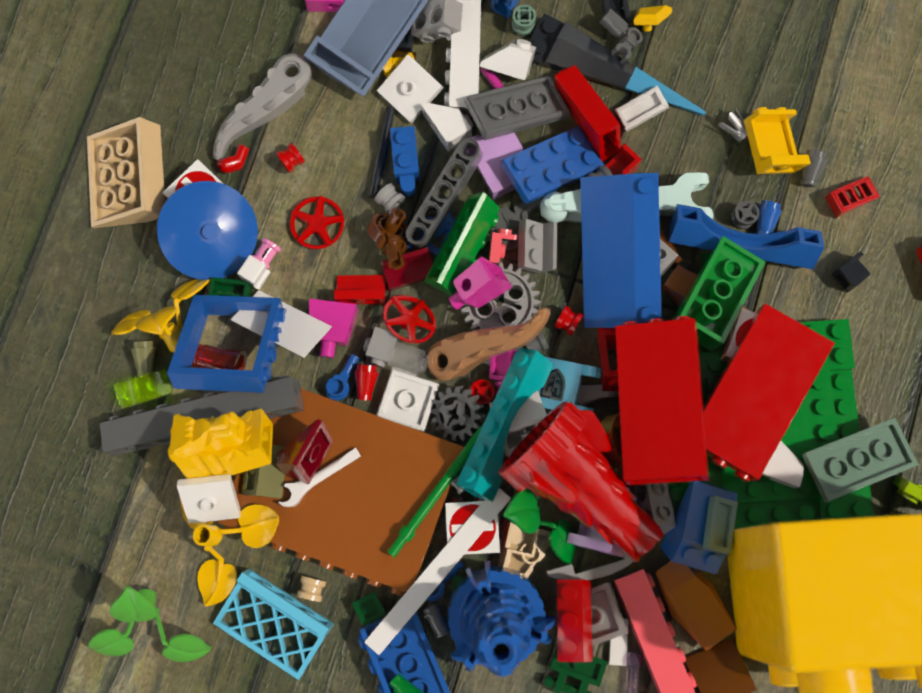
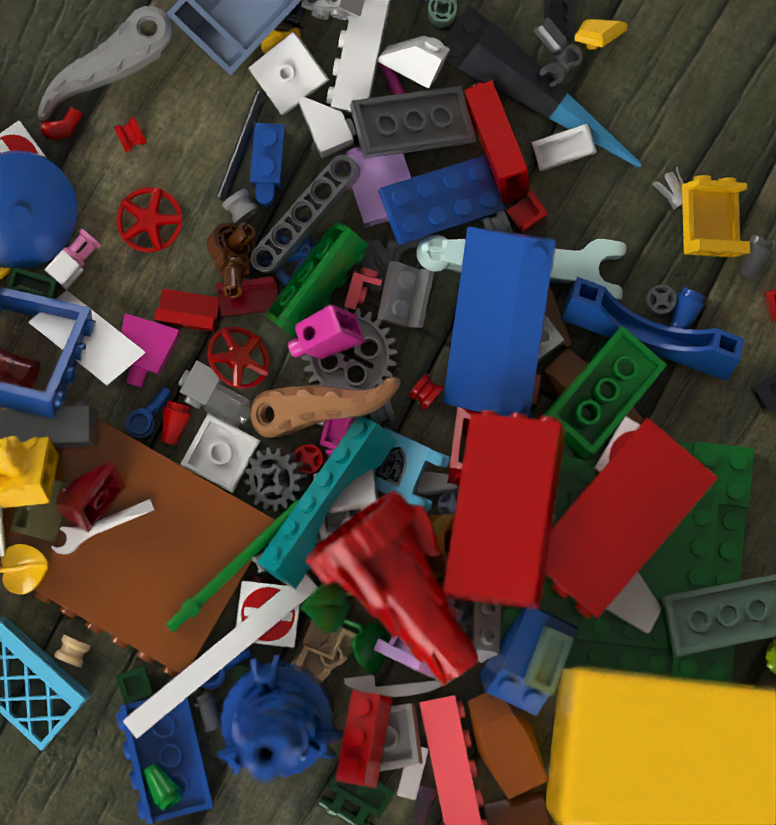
camera: 10 degrees right, 5 degrees up
(608, 406) = (450, 505): none -> sand blue wheel

